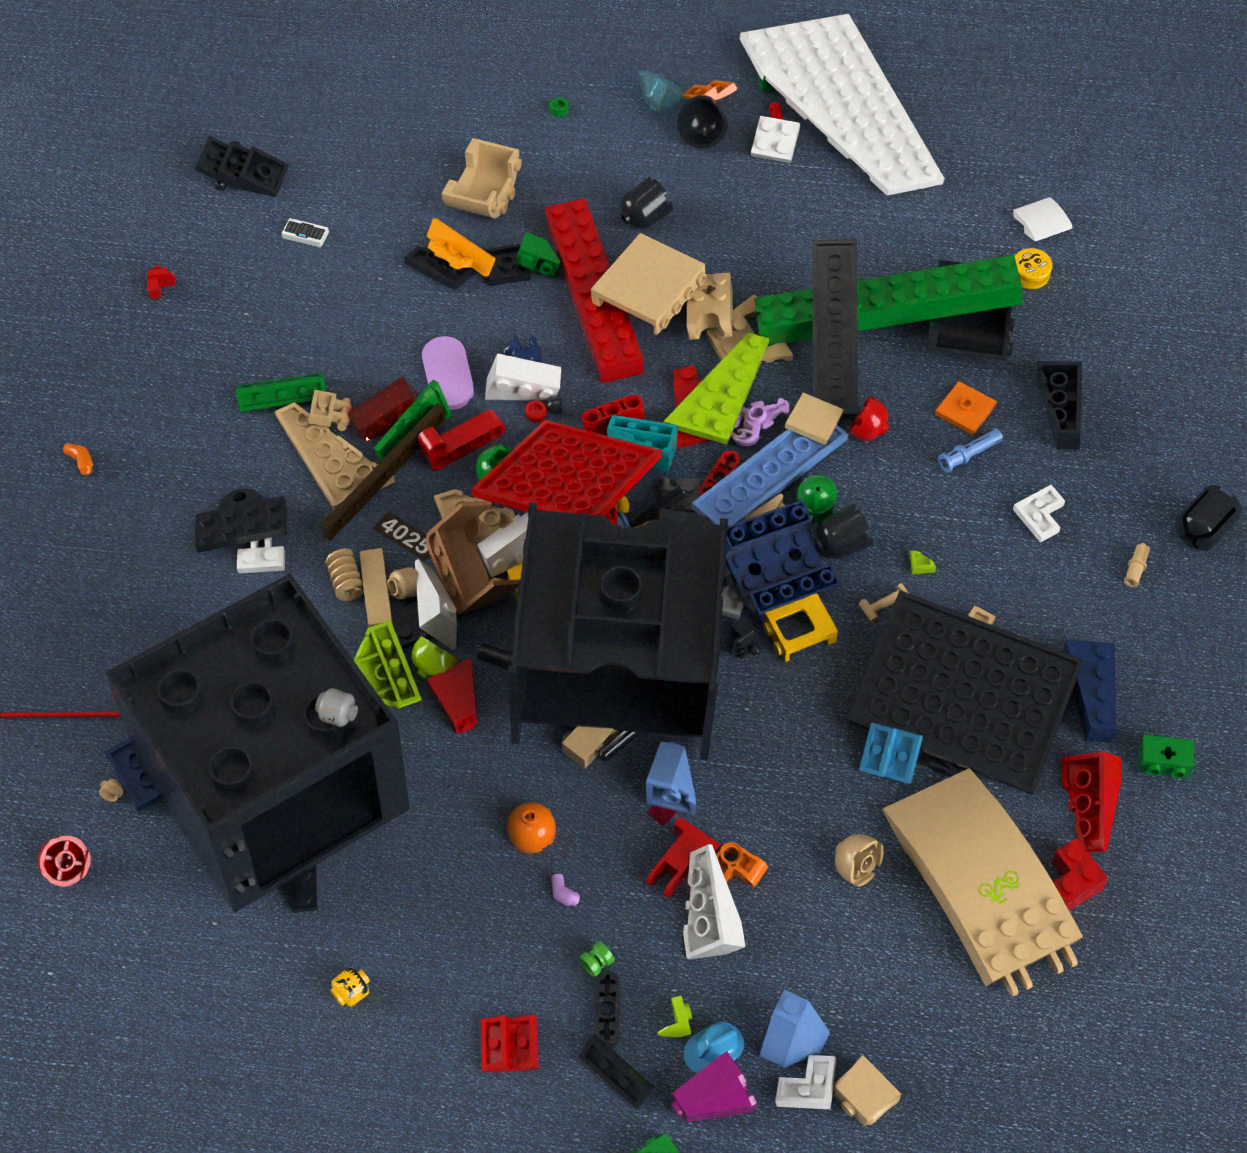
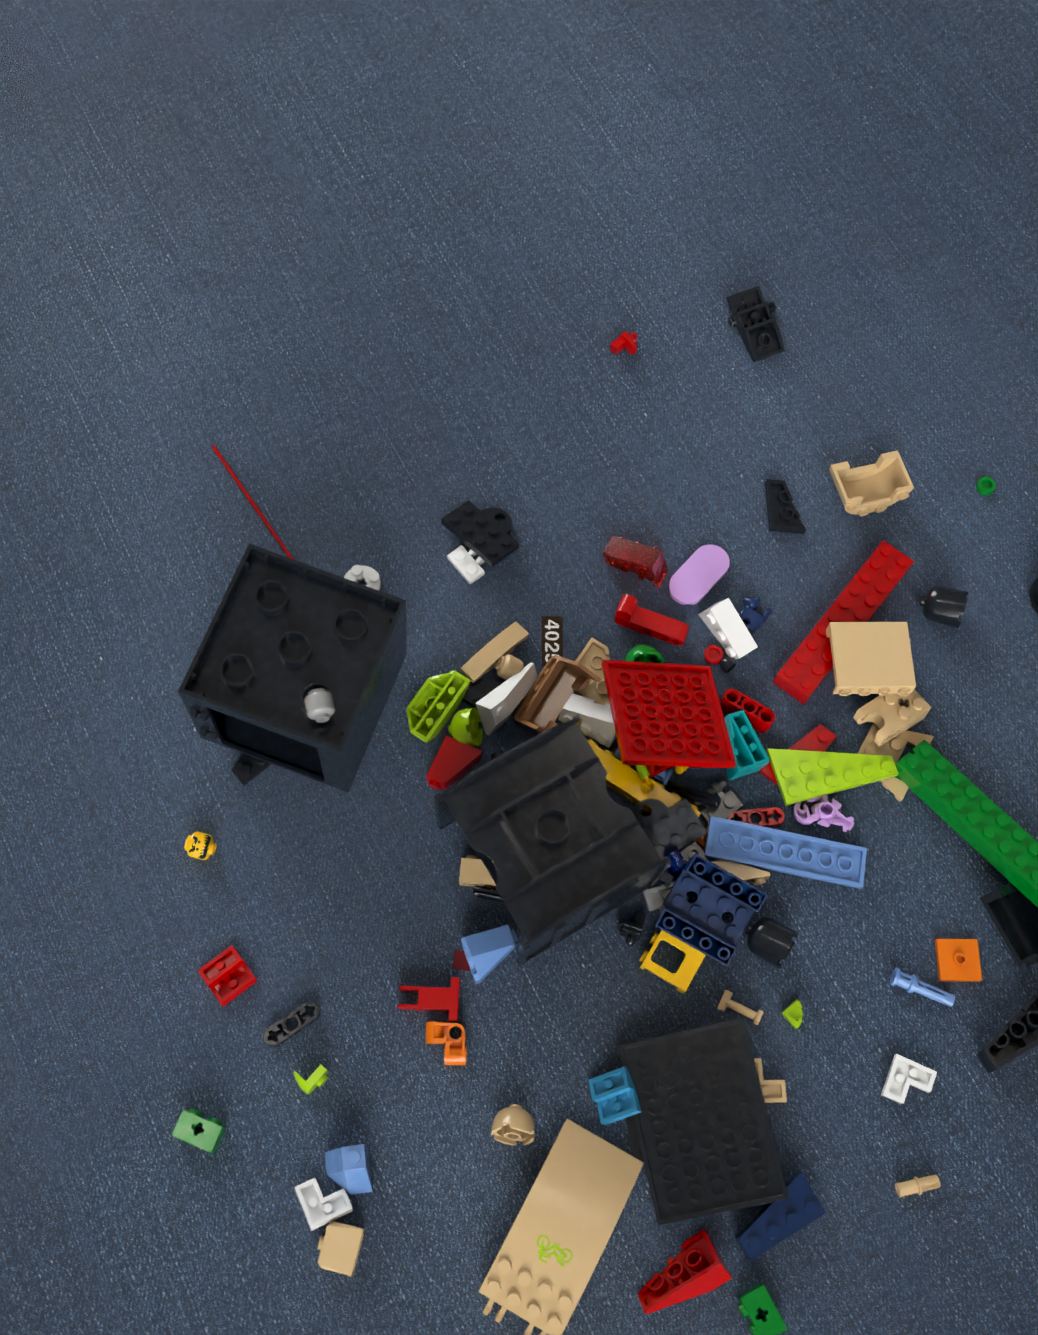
camera: 50 degrees right, 10 degrees up
(63, 860) = (169, 610): red cylinder -> none
(82, 456) = (460, 401): orange arm -> none
(279, 391) = (600, 481): green fence -> none
(305, 232) = (738, 402): tile -> none
(322, 410) = (604, 517): tan plate -> none
(329, 458) = (569, 559): tan wing -> none
(344, 574) = (488, 623): tan piece -> none
(380, 474) = (581, 592): dark brown tile -> none
(418, 409) = (644, 585): green wing -> none
(458, 249) = (799, 508): light orange bracket -> none
(504, 268) = (819, 548): black tile -> none
(531, 827) = (393, 888): orange cylinder -> none
(537, 255) = (840, 563): green slope -> none
(563, 894) = (354, 935): lavender arm -> none
(596, 959) = (321, 992): bright green wheel -> none
(616, 1071) = (249, 1061): black plate -> none
(711, 1043) = (310, 1116): dark azure piece -> none
(712, 917) = (399, 1053): white wedge -> none
(714, 1092) = (272, 1140): magenta slope -> none
(814, 418) = (854, 854): tan tile -> none
(818, 503) = (790, 909): green helmet -> none
(835, 323) = (941, 816): black plate -> none
(870, 421) = (885, 896): red cylinder -> none
(1079, 874) = (609, 1308): red brick -> none
(1207, 518) = (999, 1220): black cylinder -> none

